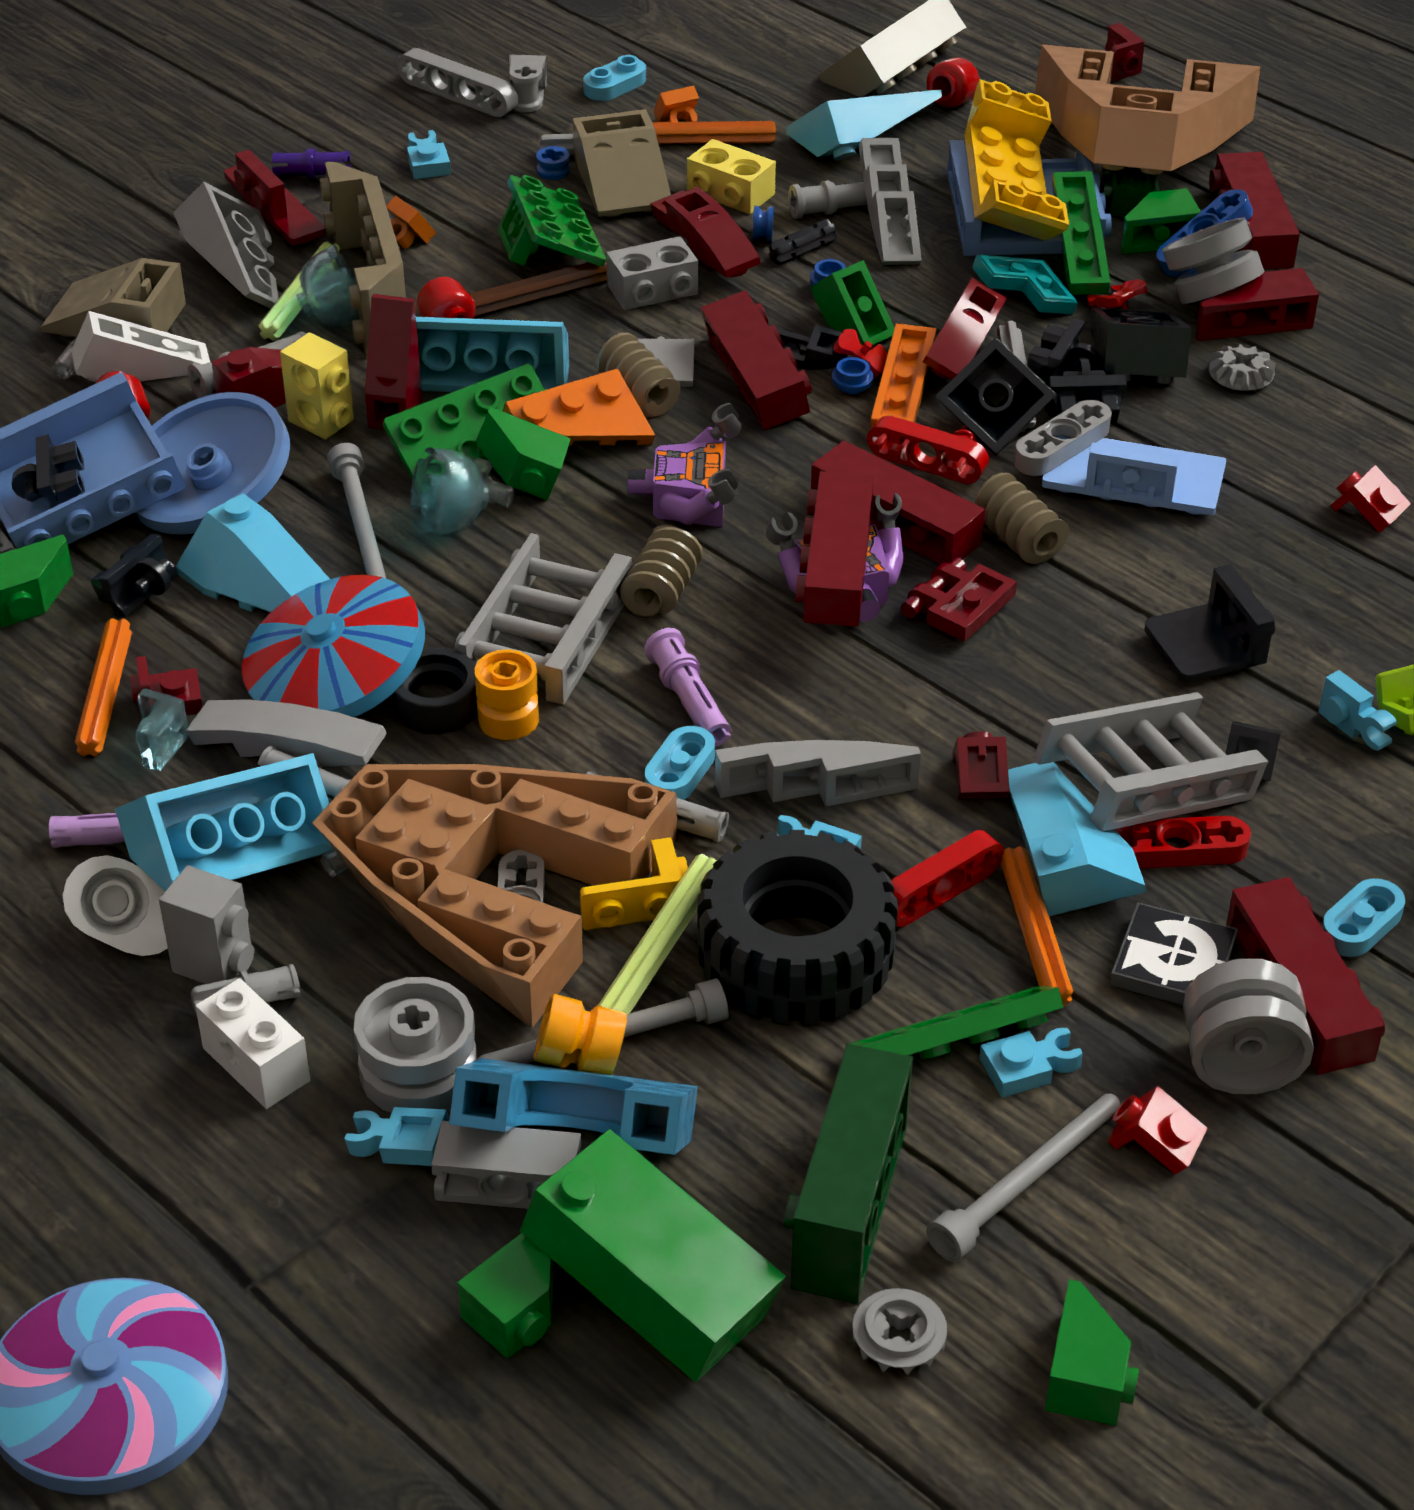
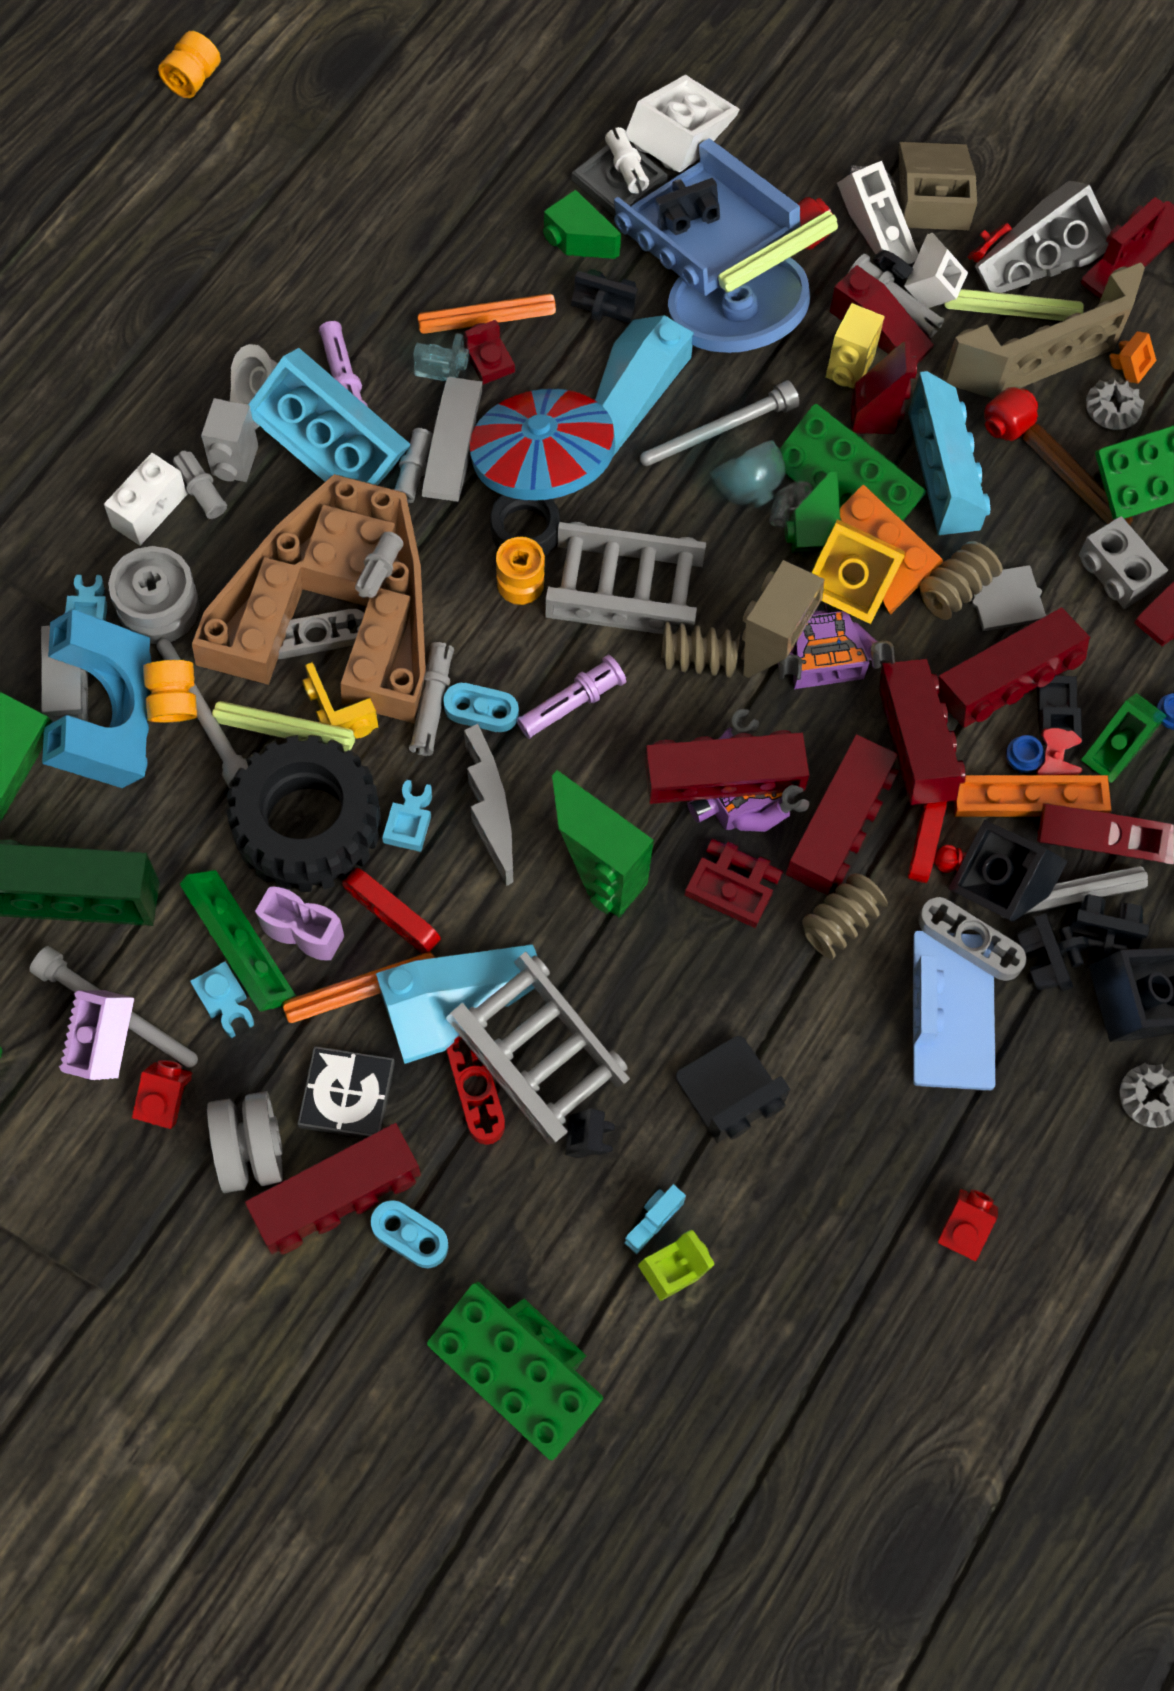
camera: 75 degrees right, 25 degrees up
(163, 413) = (777, 251): none -> yellowish green axle
(213, 278) = (977, 254): none -> red piece
(213, 347) = (890, 262): none -> black tile
(239, 318) = (936, 274): none -> white slope
(326, 290) = (1007, 316): clear light blue cylinder -> none
(466, 249) = (1105, 412): none -> light grey gear
(479, 781) = (378, 565): none -> light grey axle
(614, 424) = (856, 570): none -> yellow brick
(671, 467) = (779, 616): none -> dark tan slope
(820, 419) = (921, 732): none -> dark red brick
(923, 649) = (604, 846): none -> green wedge
(950, 951) = (308, 925): none -> lavender brick
(981, 766) = (524, 923): dark red bracket -> none
(1080, 1162) = (97, 1034): none -> lavender brick

